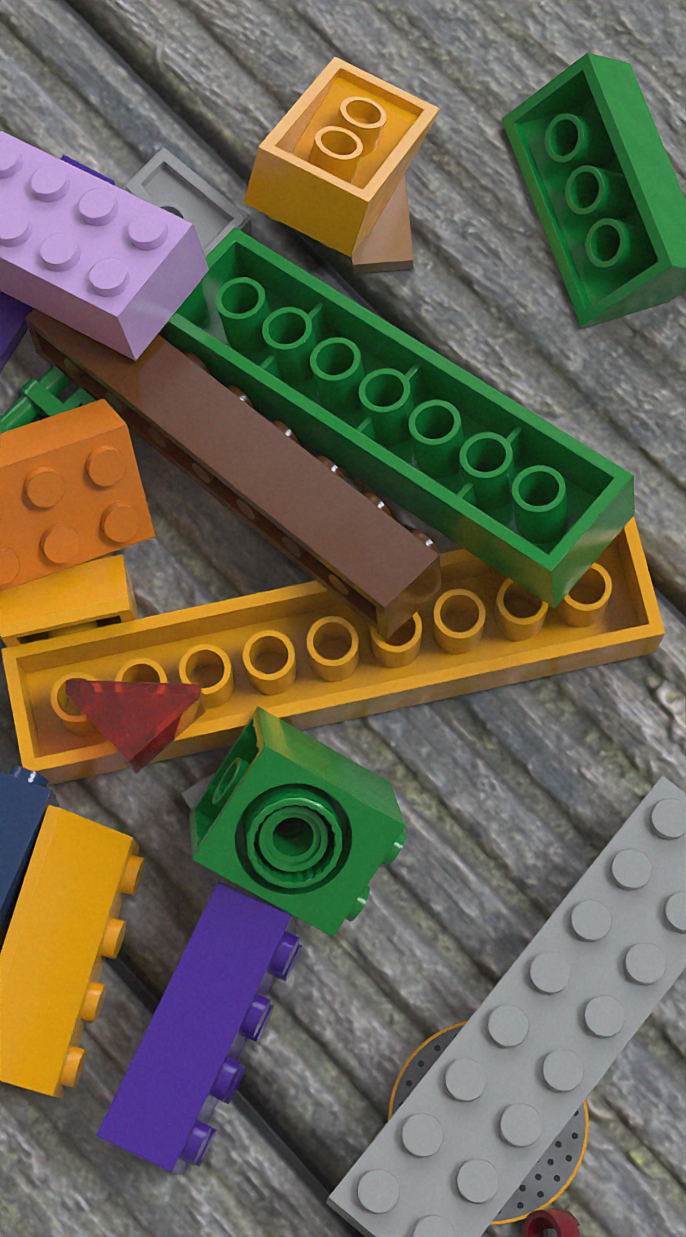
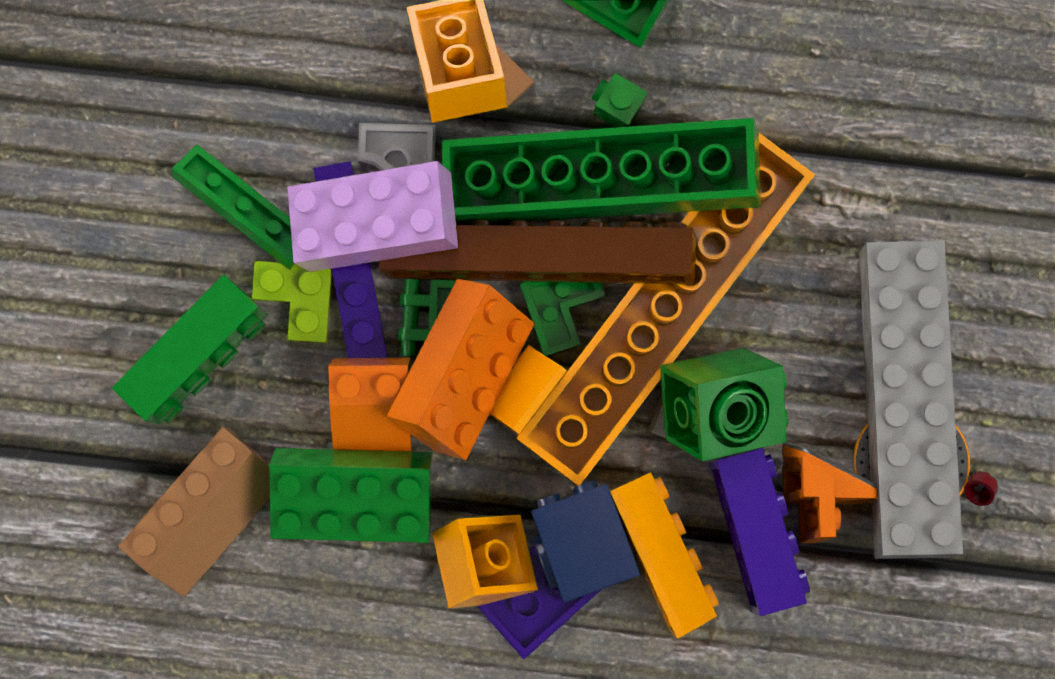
camera: 45 degrees left, 10 degrees up
(137, 716) = (614, 418): clear red slope -> none
(192, 542) = (549, 310): none -> green plate
(333, 1038) = (816, 487): none -> orange piece
(498, 355) = (618, 101): none -> green brick

